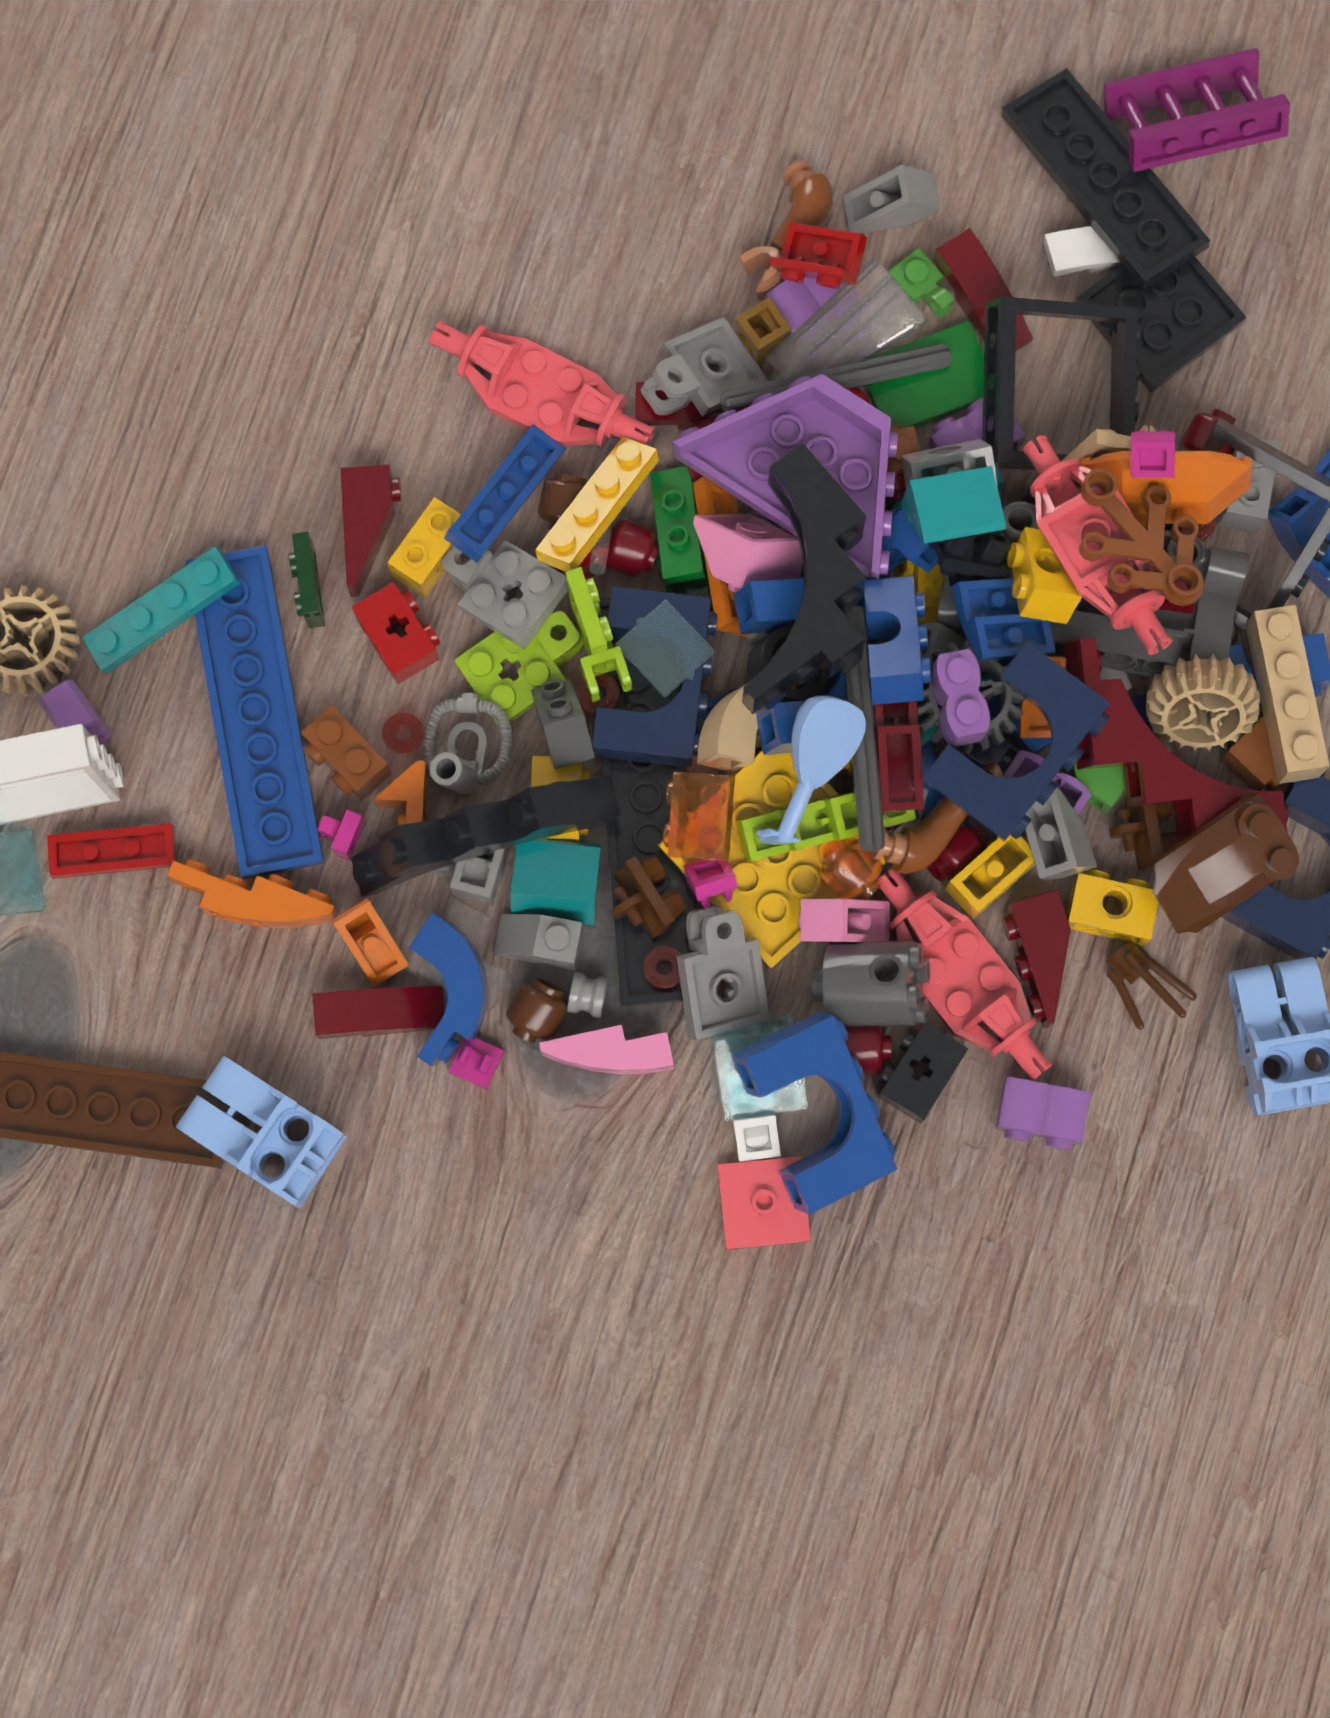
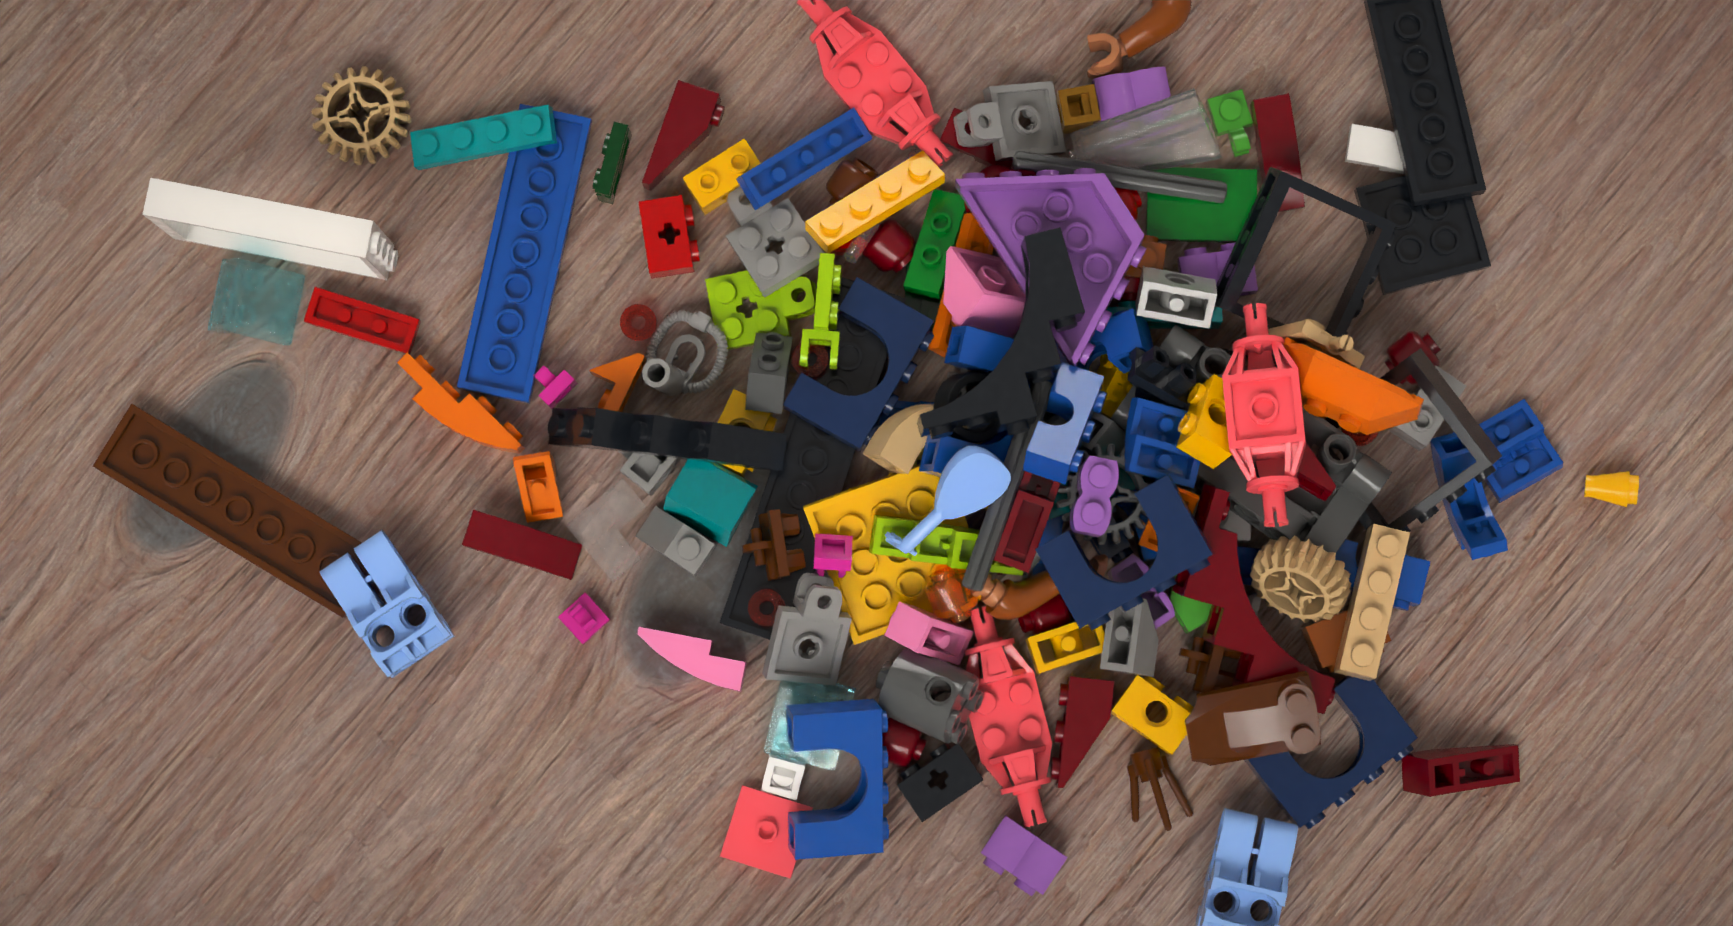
camera: 25 degrees right, 5 degrees up
(69, 706) = (376, 199): medium lavender brick -> none
(346, 753) = (584, 321): dark orange brick -> none
(466, 985) = (601, 550): blue arch -> none
(536, 1010) = (650, 598): reddish brown head -> none
(587, 994) = (696, 603): light grey wheel -> none
(665, 648) = (877, 347): clear light blue piece -> none
(699, 816) = (844, 499): clear orange bracket -> none
(820, 254) = (1151, 66): red bracket -> none
(892, 200) = (1236, 39): light grey slope -> none
(954, 505) = (1160, 335): teal slope -> none
(1143, 543) = (1298, 435): dark orange plant -> none
(1152, 454) = (1337, 365): dark pink tile -> none
(1202, 133) = (1523, 95): magenta fence -> none

